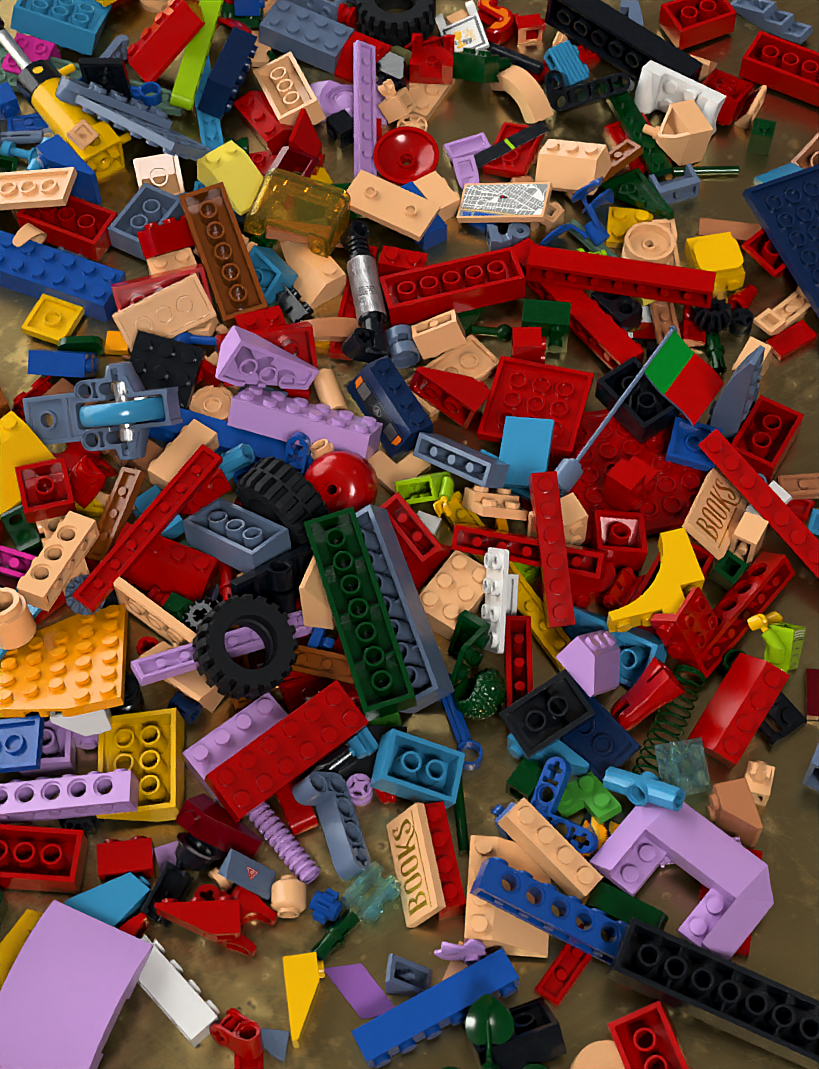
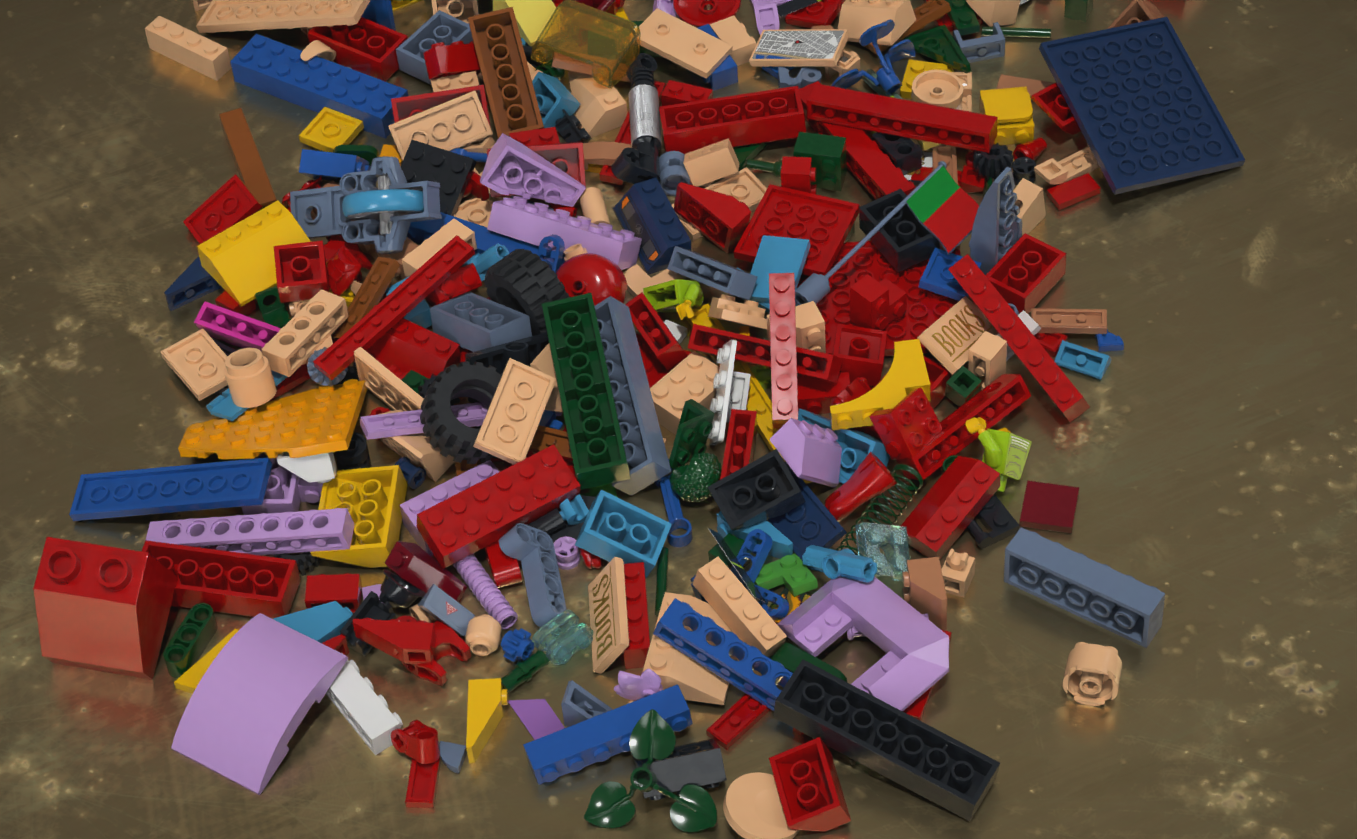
camera: 10 degrees right, 10 degrees down
(291, 646) = (514, 412): none -> light nougat tile
(540, 799) = (737, 565): none -> black sticker

